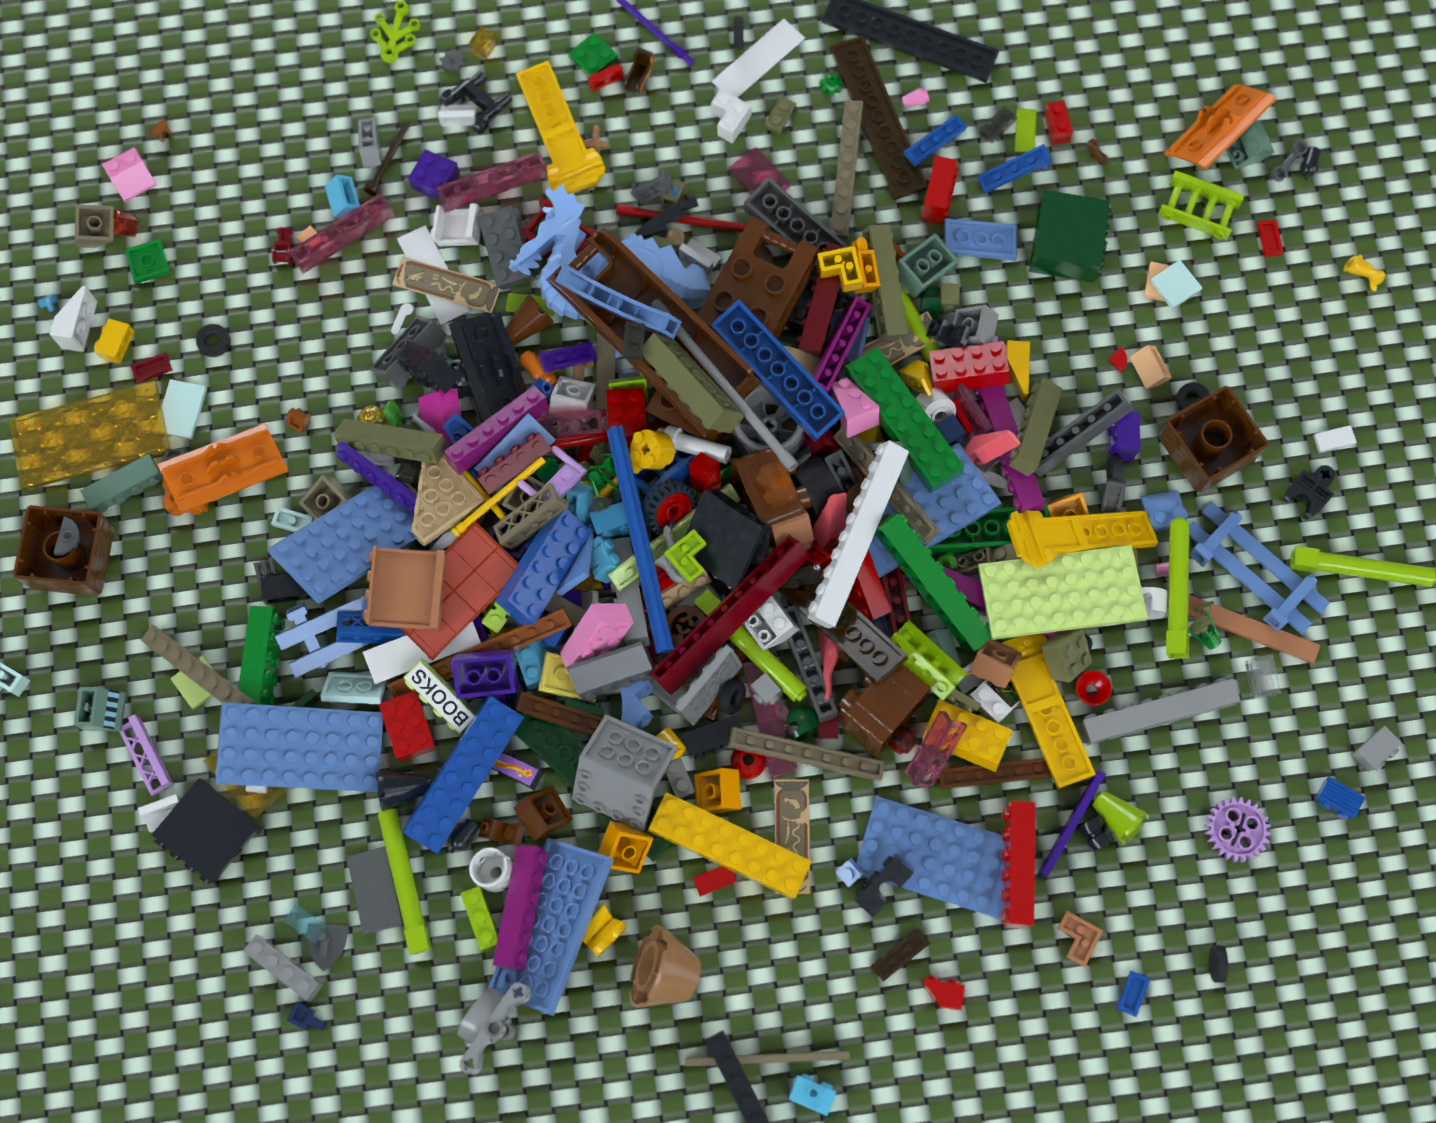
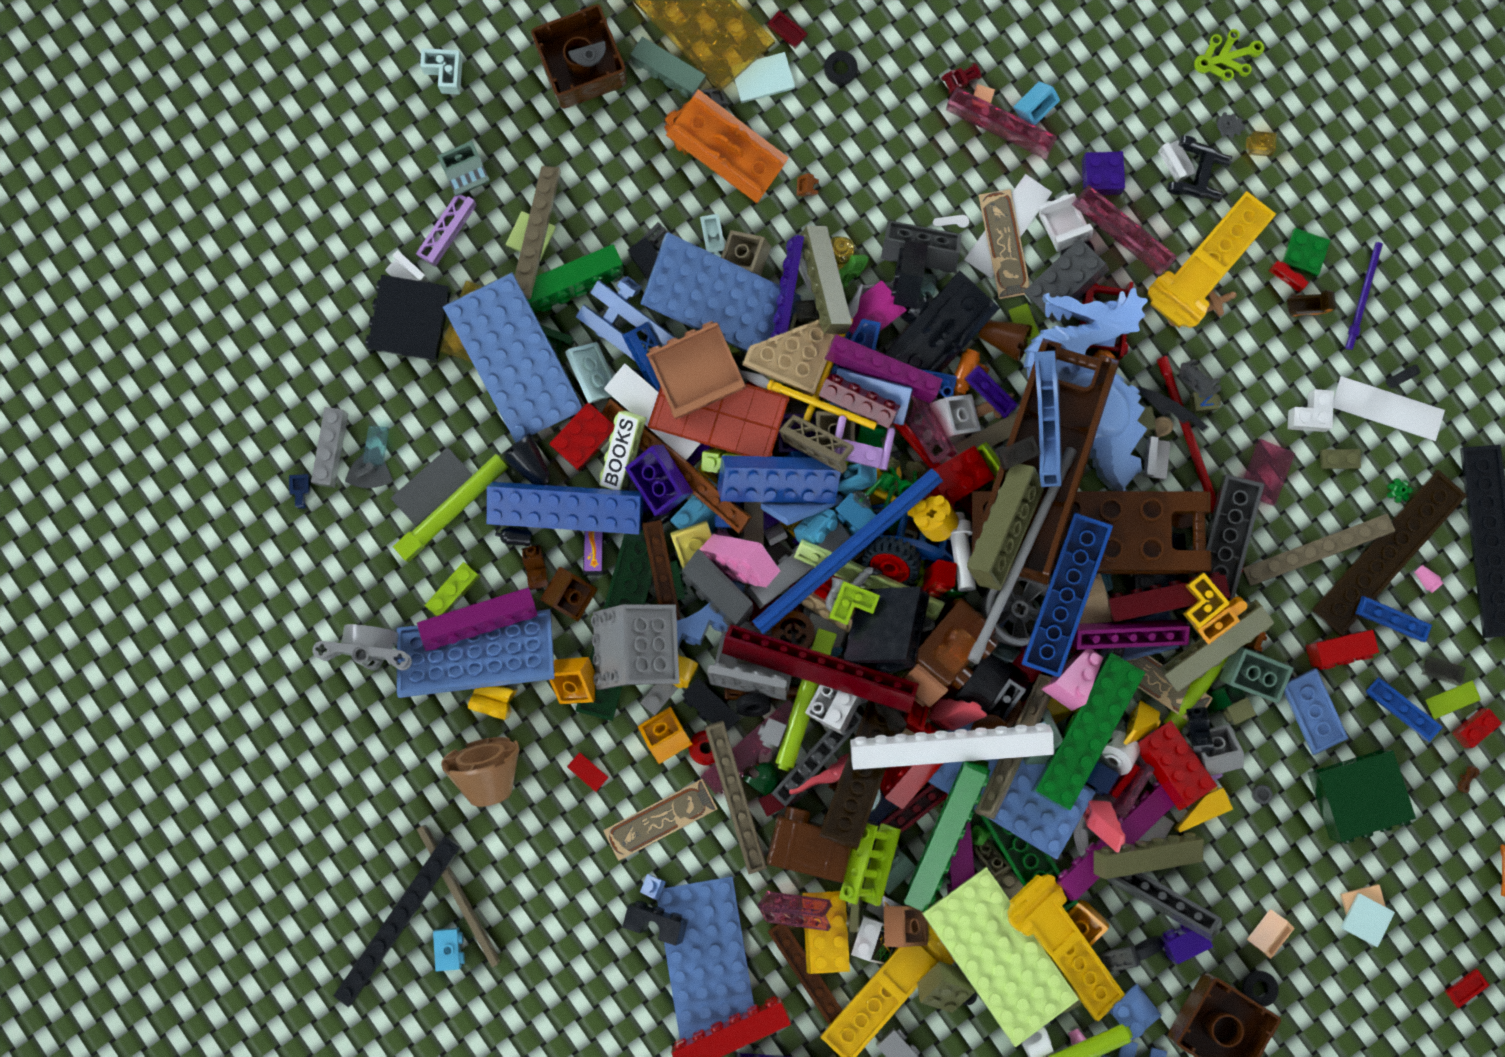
camera: 60 degrees right, 10 degrees up
(369, 142) = (1104, 96): light grey slope -> none
(372, 186) = (1063, 123): dark brown piece -> none
(482, 870) = (493, 568): white piece -> none
(584, 451) = (910, 455): red tile -> none
(729, 846) = (620, 771): yellow brick -> none
(900, 954) = (605, 966): dark brown tile -> none
(903, 740) = (793, 879): clear red head -> none
(945, 994) = (590, 1024): red slope -> none
(1029, 315) = (1262, 794): none -> dark grey tile
(1098, 680) = (931, 1035): red piece -> none
(1119, 359) = (1262, 900): red tile -> none
(1207, 190) = (1480, 894): lime fence -> none

